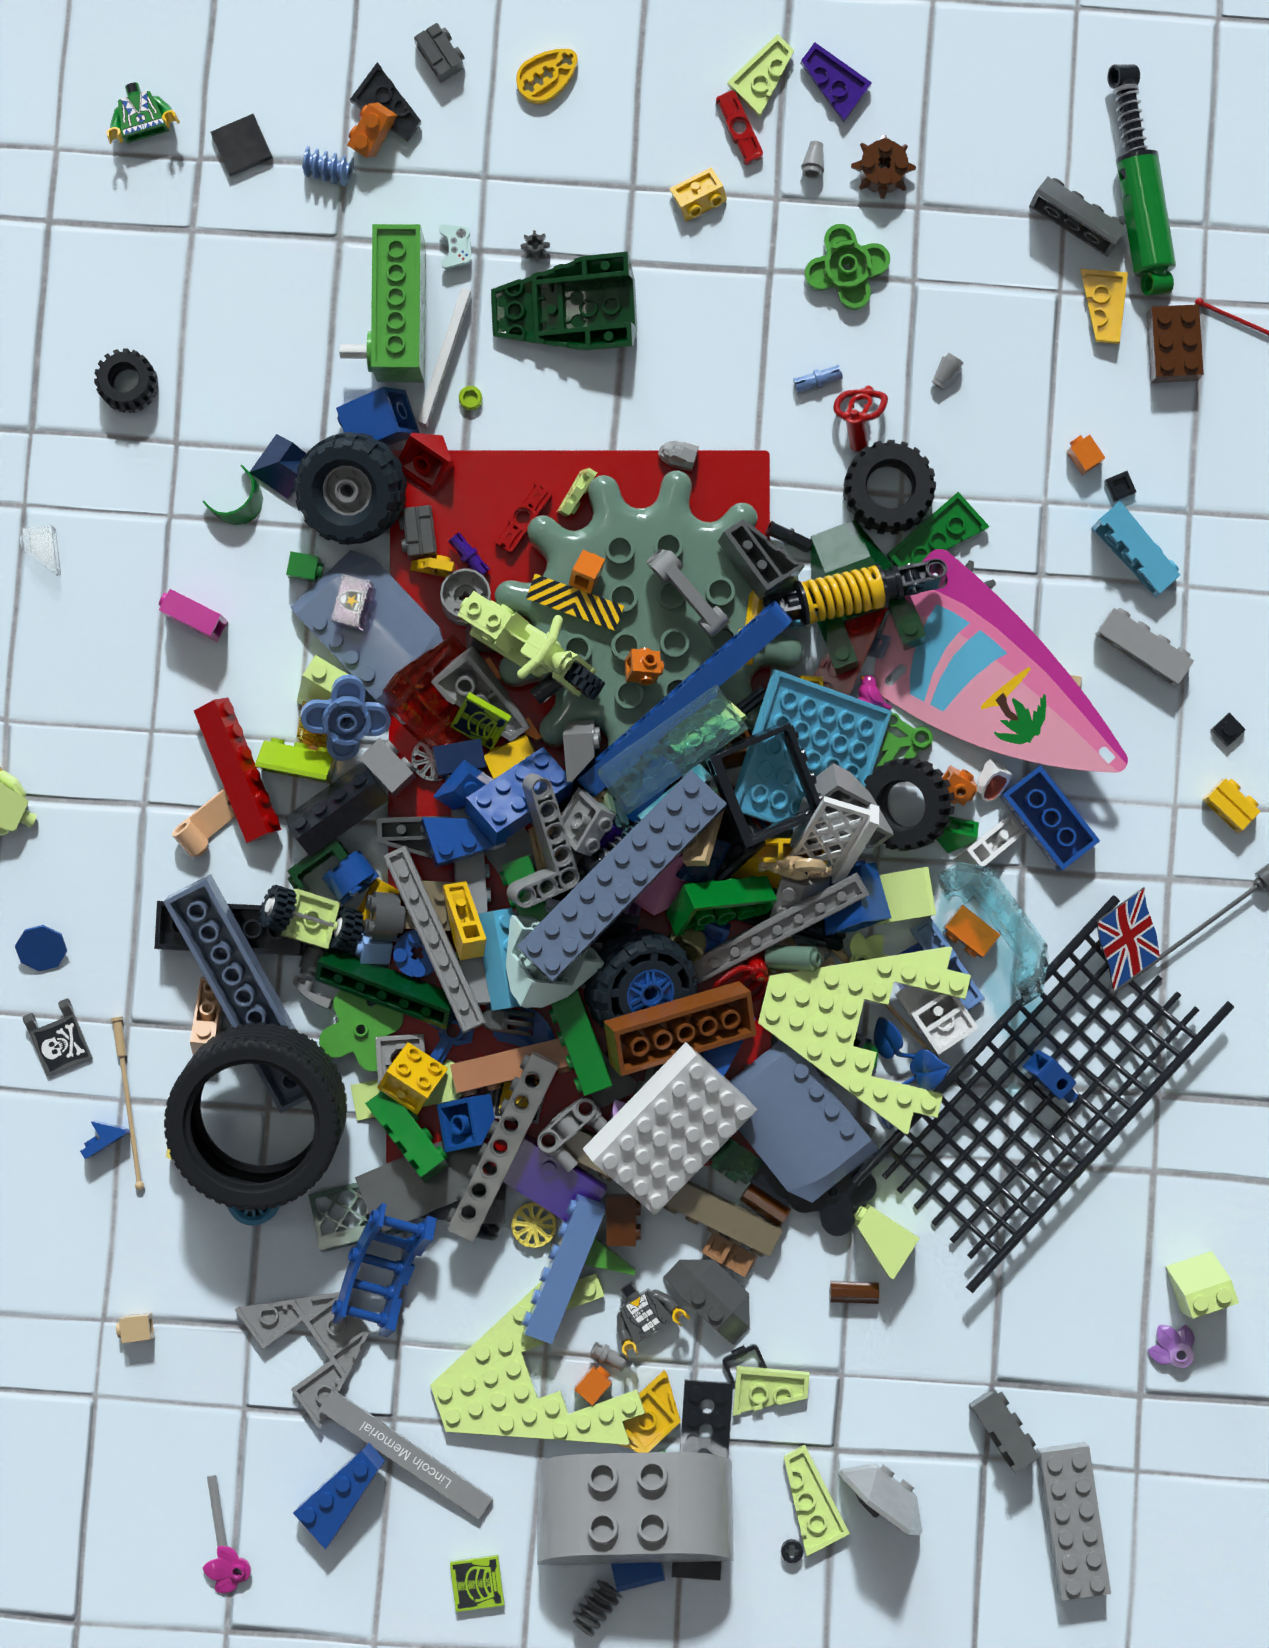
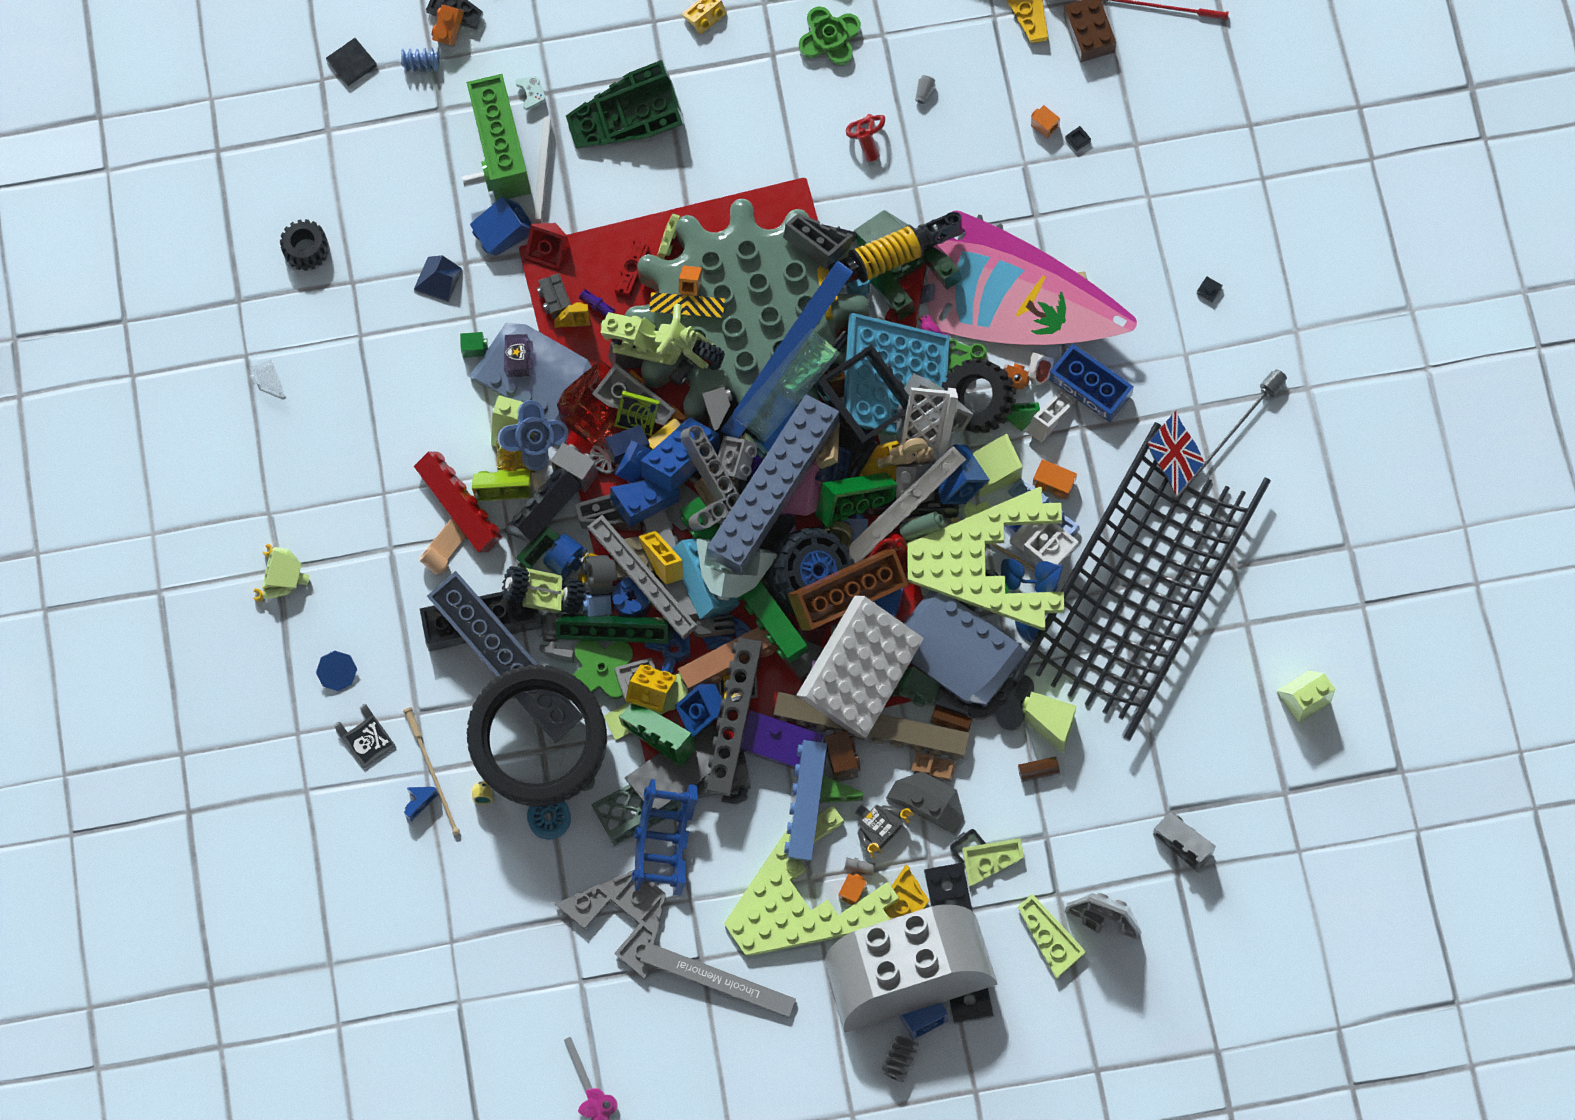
camera: 10 degrees left, 15 degrees down
(135, 1328) = (479, 938): tan brick -> none
(140, 116) = (271, 58): torso -> none
(192, 614) = (396, 397): dark pink brick -> none
(206, 1017) = (477, 680): light nougat slope -> none
(247, 511) = (416, 318): green piece -> none
(327, 495) = (475, 270): black wheel -> none
(335, 1499) = (672, 1023): blue wedge -> none
(461, 584) = (591, 330): light grey wheel -> none
(470, 398) = (569, 196): lime tile -> none
(477, 1583) = (800, 1067): tile -> none
(529, 245) = (591, 82): dark grey gear -> none
(533, 1225) = (774, 782): light yellow wheel -> none
(565, 1126) = (779, 691): light grey piece -> none
(643, 666) = (750, 334): orange brick -> none
(668, 567) = (751, 258): light grey piece -> none
(679, 454) = (736, 192): light grey rock -> none
(785, 1555) = (1040, 984): black bush -> none
(817, 378) = (829, 118): medium blue pin -> none
(896, 456) = (903, 157): black tyre -> none
(942, 530) = (956, 195): green wing -> none
(1019, 933) = (1055, 440): clear light blue windscreen -> none
(1051, 1076) = (1146, 567): blue torso -> none
(1073, 1521) = (1259, 897): light grey brick -> none
(1136, 549) = (1101, 176): medium azure wedge -> none
(1145, 647) = (1128, 244): light grey brick -> none
(1171, 1343) = (1297, 745): medium lavender plate -> none
(1232, 805) = (1227, 340): yellow brick -> none

